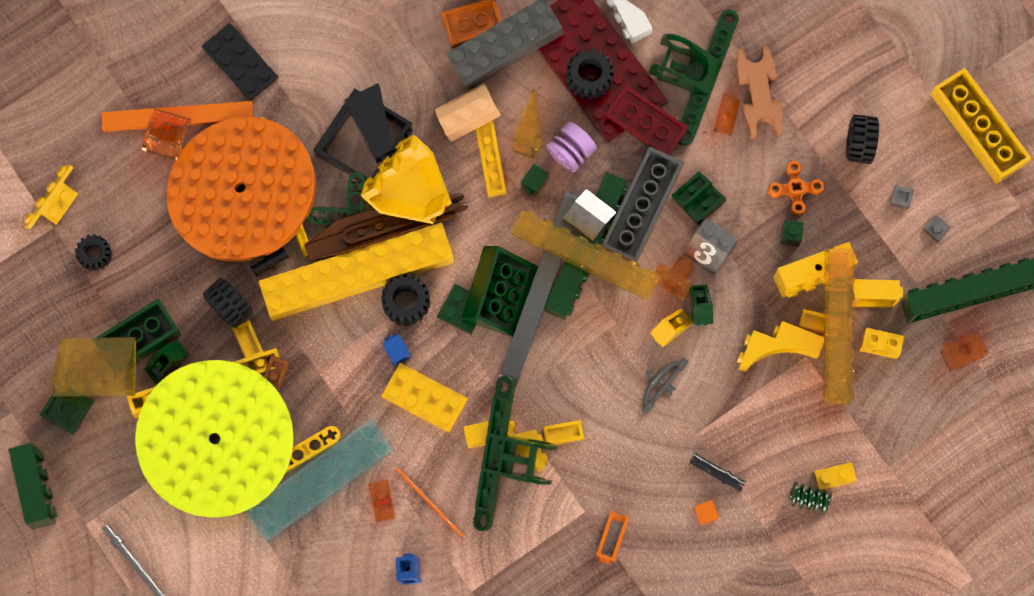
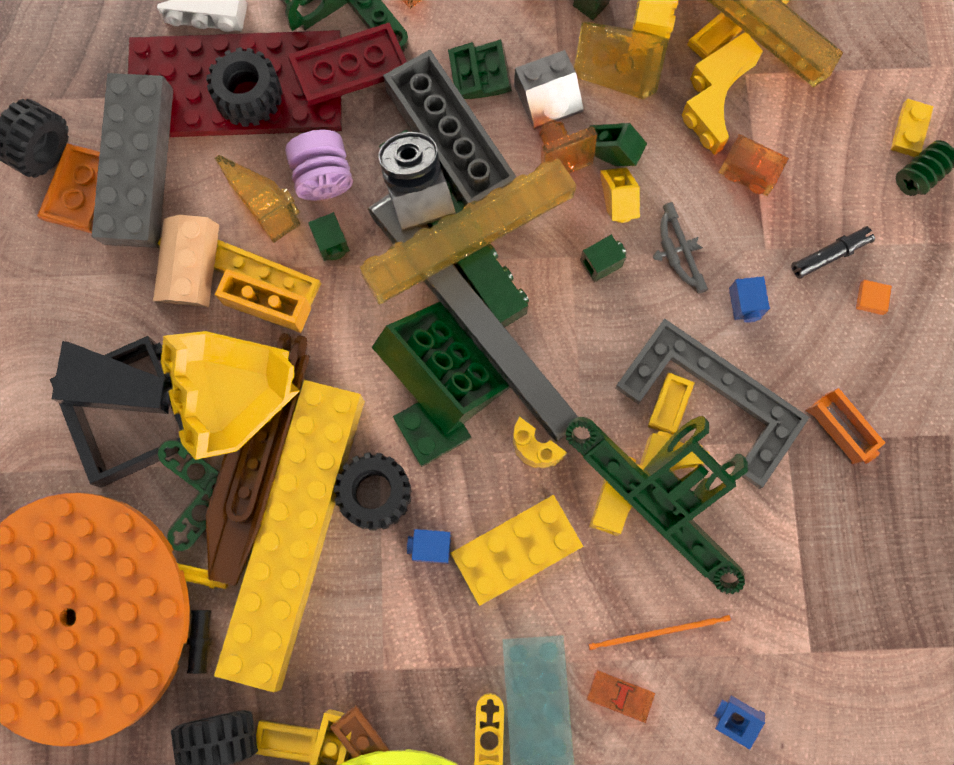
camera: 55 degrees left, 0 degrees up
(472, 170) = (263, 300): none -> light orange brick
(484, 366) = (533, 452): none -> yellow cylinder
(594, 499) = (780, 417): none -> dark grey plate
(612, 196) = (409, 162): none -> black wheel
(625, 342) = (603, 257): none -> dark green brick
(654, 439) = (749, 299): none -> blue brick
(742, 394) = (753, 165): none -> clear orange brick
(755, 276) = (620, 58): none -> clear yellow slope

